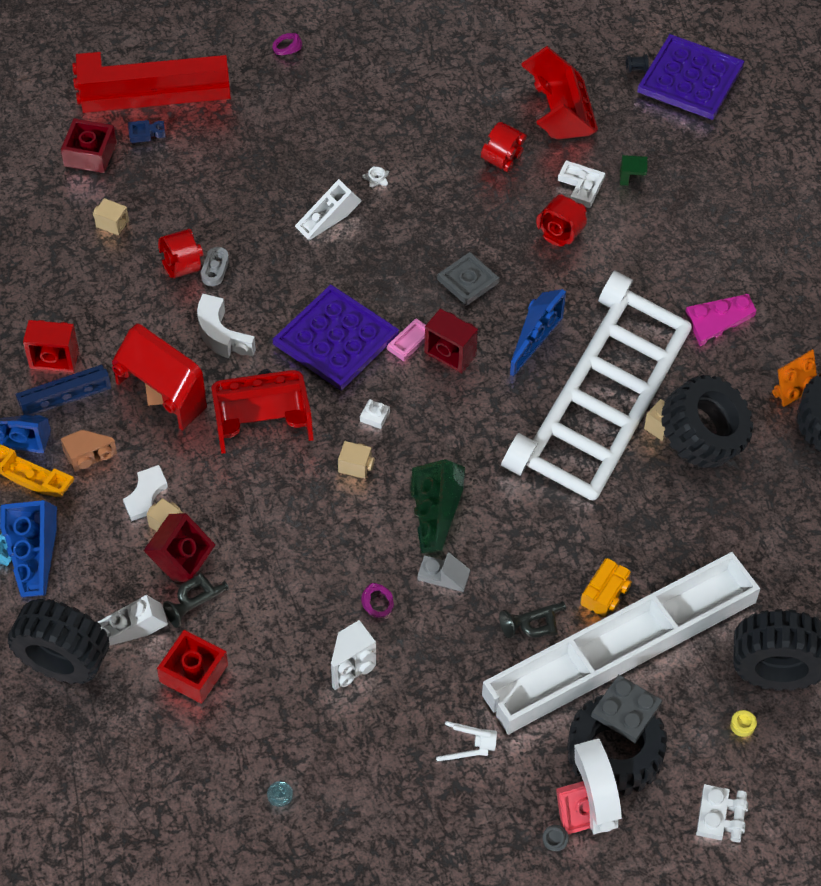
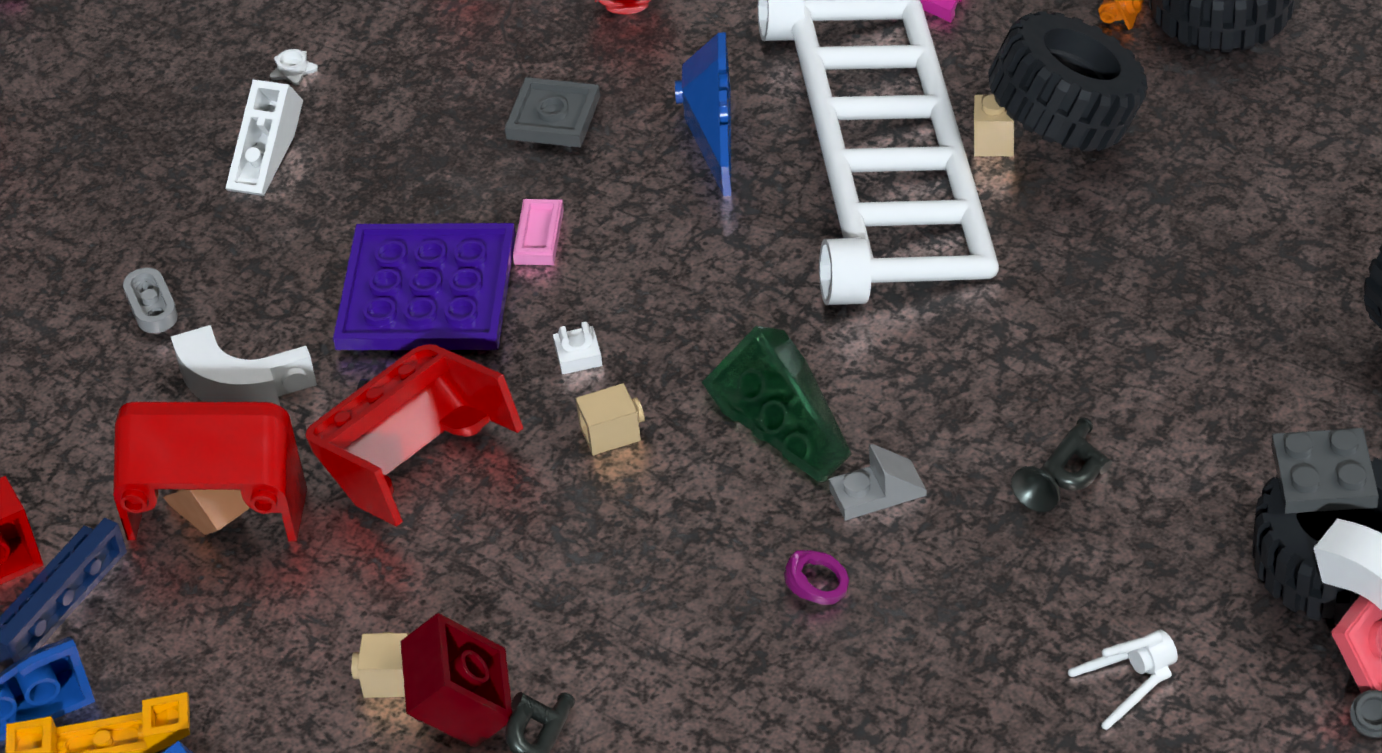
camera: 30 degrees left, 10 degrees down
(87, 448) = (168, 646): nougat slope -> none
(149, 485) = (315, 639): white tile -> none
(180, 253) = (84, 307): red brick -> none
(352, 655) = (860, 658): white slope -> none
(451, 340) = (609, 190): dark red brick -> none
(606, 587) = (1125, 364): light orange brick -> none
(619, 642) = (1211, 422): white piece -> none

